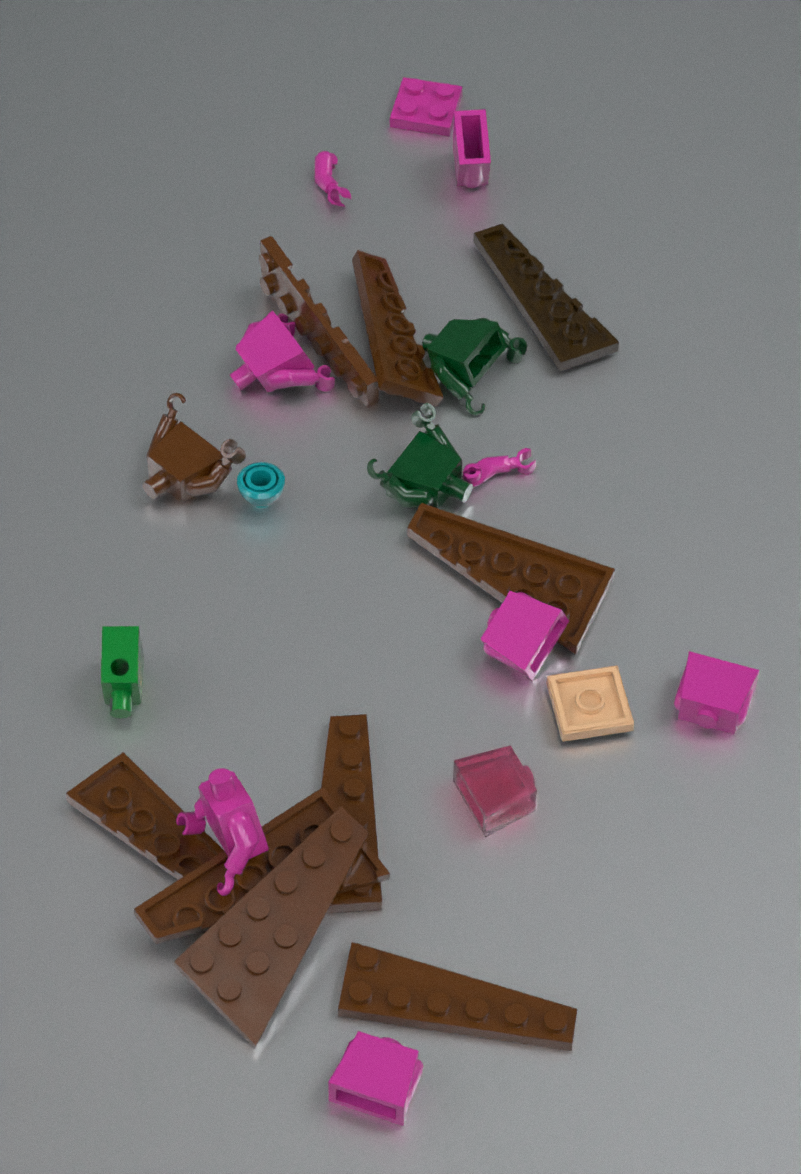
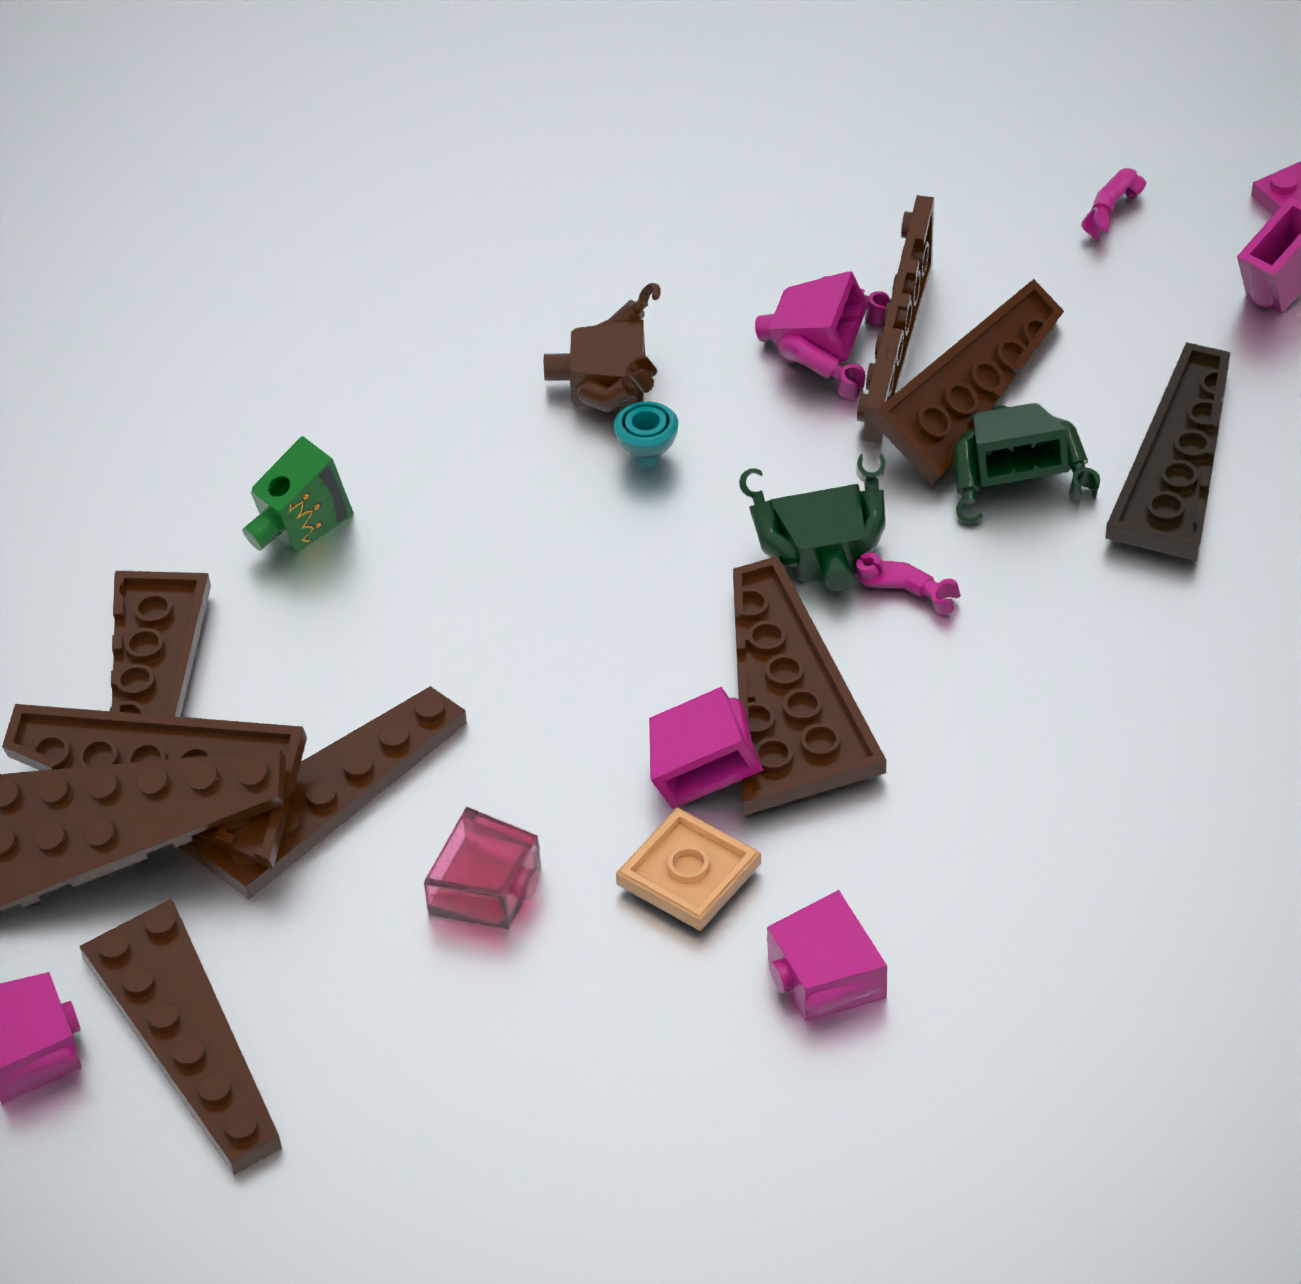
camera: 50 degrees right, 5 degrees down
(230, 818) = (171, 682): dark pink torso -> none

